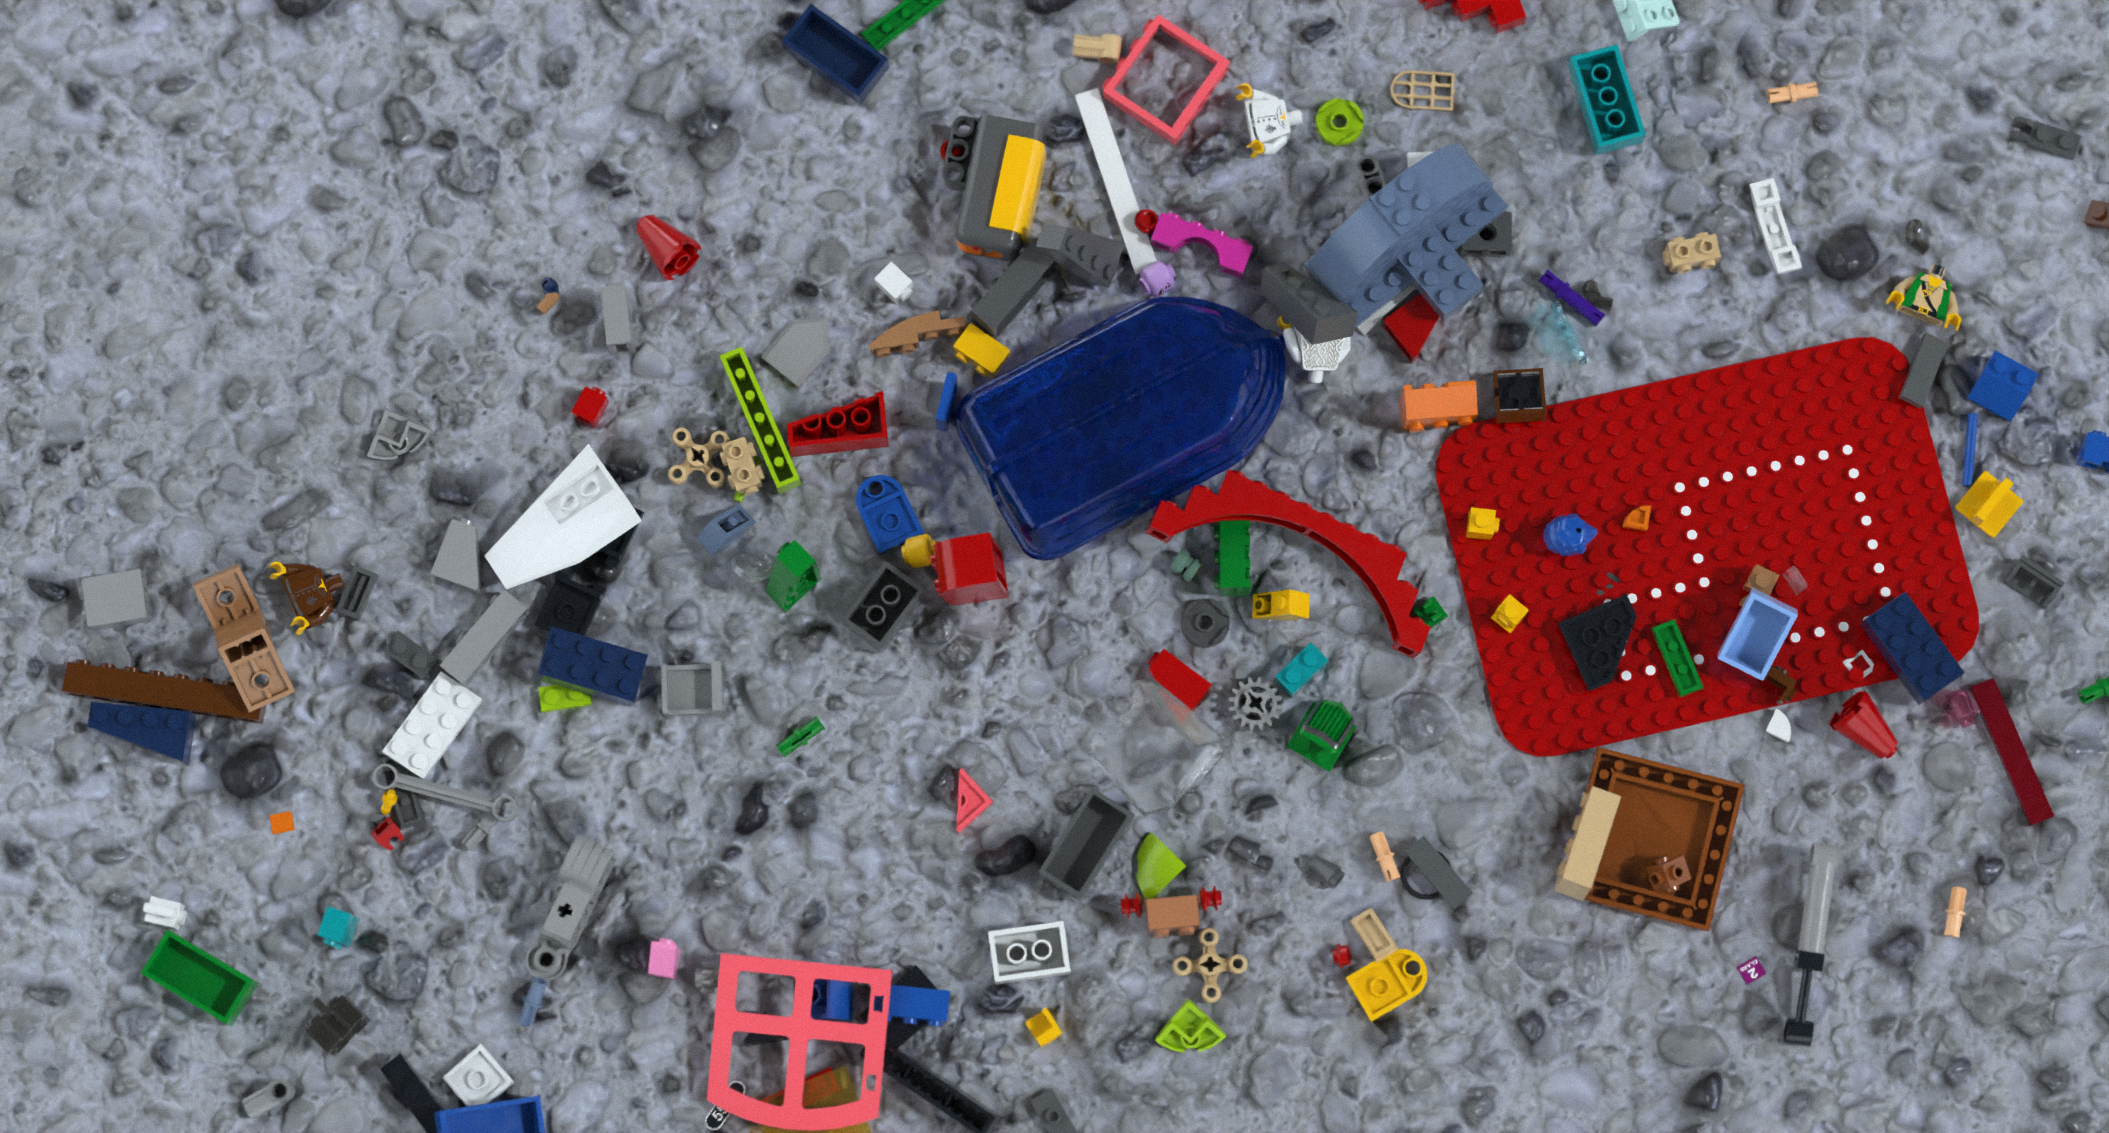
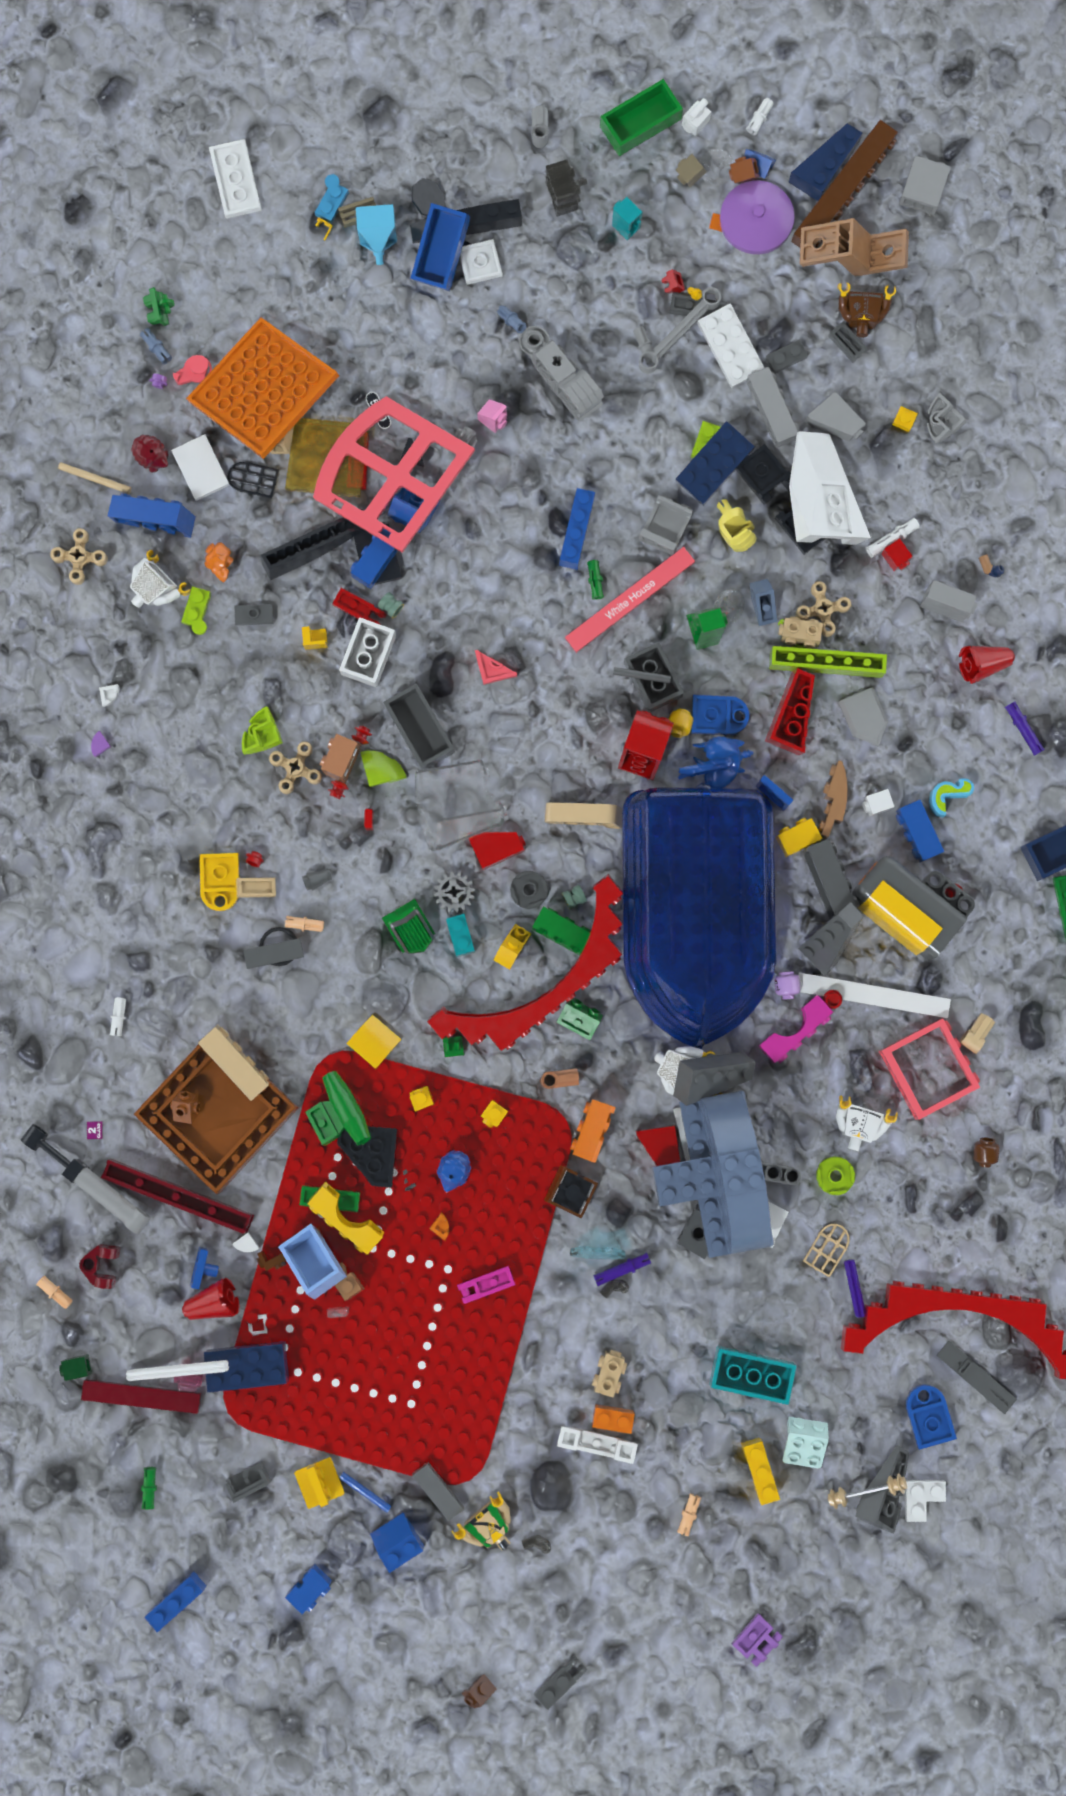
camera: 115 degrees right, 5 degrees up
(123, 839) = (760, 116): none -> white axle
(184, 809) = (763, 161): none -> blue brick
(206, 819) = (744, 170): none -> dark orange brick
(237, 885) = (690, 170): none -> dark tan brick
(253, 778) = (756, 217): none -> medium lavender dish
(418, 480) = (904, 419): none -> yellow plate
(562, 417) = (899, 532): none -> white pin
(654, 609) = (735, 528): none -> light yellow piece
(714, 174) = (1024, 728): none -> dark purple pin
(751, 788) = (577, 528): none -> blue brick
(802, 685) = (629, 599): none -> coral tile
(839, 216) = (948, 790): none -> medium azure animal
(891, 617) = (642, 675): none -> dark grey bar
(902, 222) = (919, 831): none -> blue brick
(945, 477) = (722, 764): none -> blue hair
(957, 958) = (390, 605): none -> sand green wheel
(980, 997) = (356, 606): none -> red hinge
(1087, 604) = (584, 814): none -> tan beam
(1224, 847) = (368, 819): none -> red tile
(1321, 486) = (580, 1018): none -> bracket
(1399, 473) = (562, 1078): none -> nougat piece
(1450, 40) = (854, 1286): none -> dark purple axle
(1474, 704) = (374, 1041): none -> yellow slope
(1578, 695) = (338, 1113): none -> green plate
(1609, 1013) = (118, 1016): none -> white axle
(1672, 434) = (486, 1284): none -> dark pink plate
(1695, 596) = (363, 1235): none -> yellow arch
(1702, 40) = (760, 1471): none -> yellow arch
(1738, 224) = (613, 1418): none -> orange brick
(1771, 832) = (177, 1196): none -> dark red tile
(1834, 760) = (202, 1268): none -> blue tile
(1877, 873) = (100, 1280): none -> dark red piece
(1960, 720) = (177, 1370): none -> white axle
(2023, 841) = (75, 1367): none -> dark green brick

